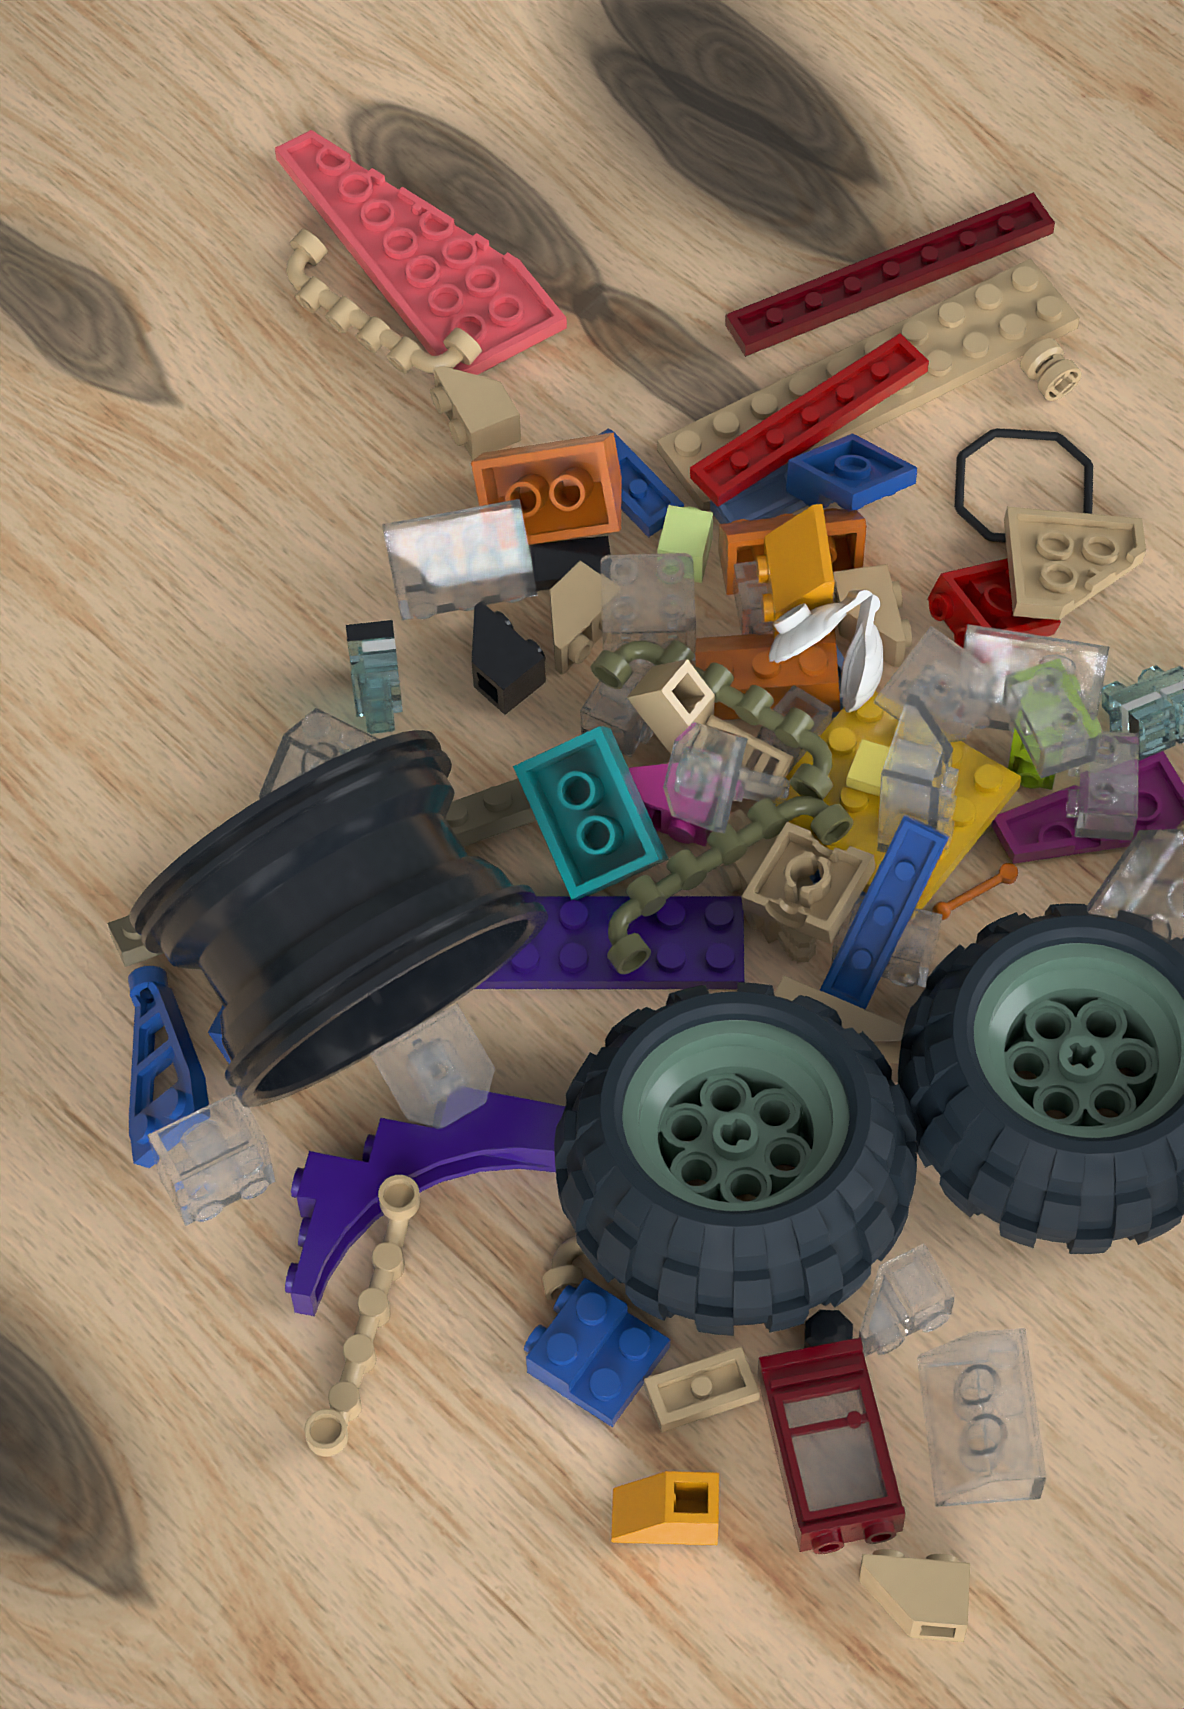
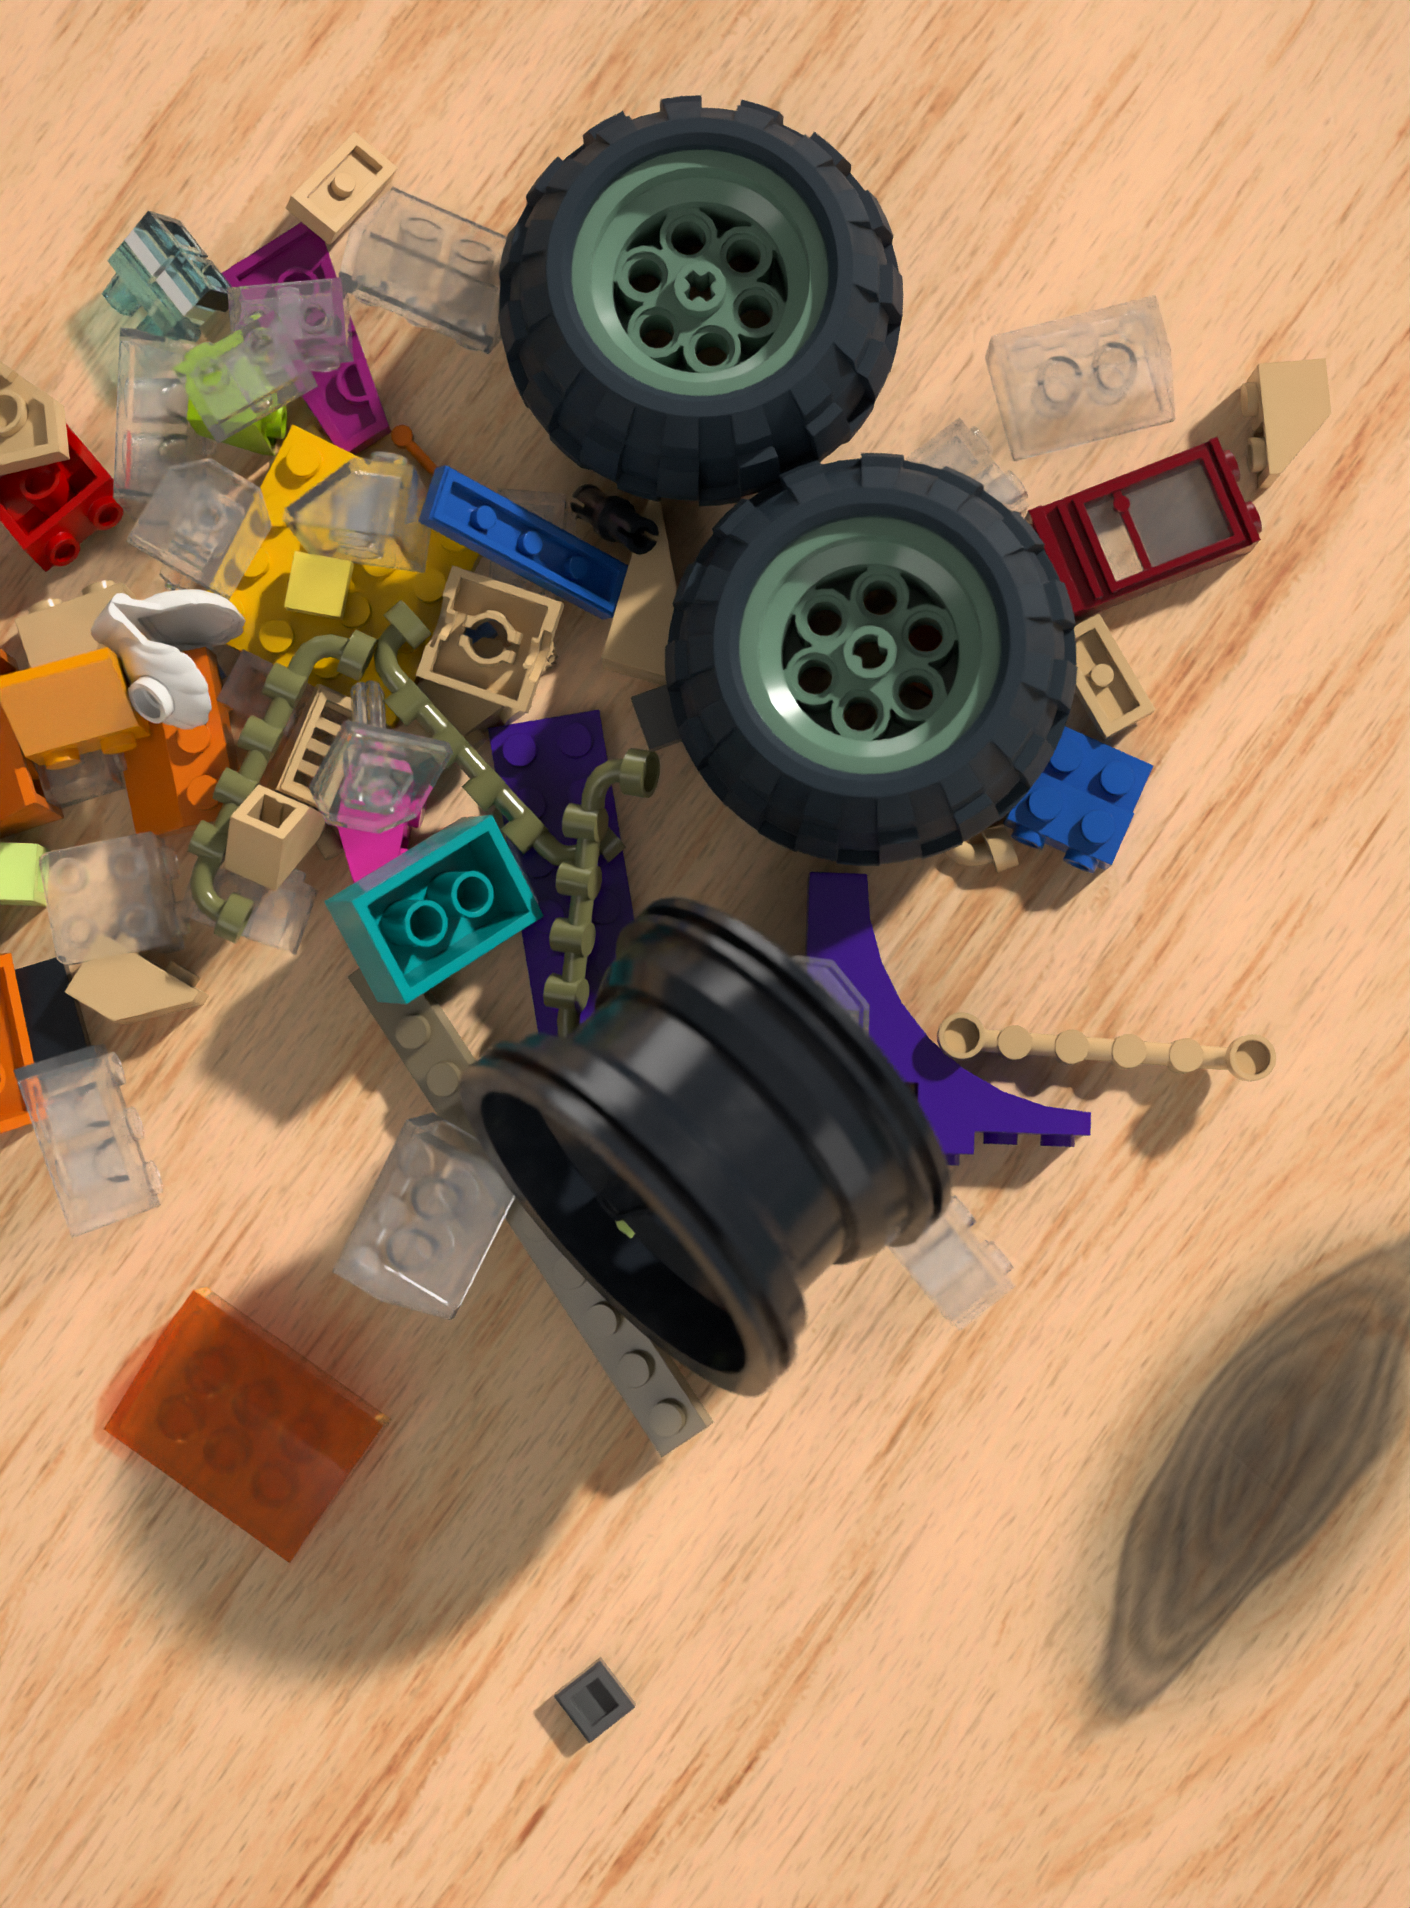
camera: 100 degrees left, 25 degrees up
(157, 1008) = (896, 1321): blue plate -> none
(219, 652) = (245, 1422): none -> clear orange slope
(375, 674) = (268, 1203): clear light blue hips -> none
(502, 661) = (213, 1067): black slope -> none
(667, 959) = (583, 878): none -> olive bar
(667, 1509) = (1251, 685): light orange slope -> none
(892, 1005) = (614, 519): none -> black pin

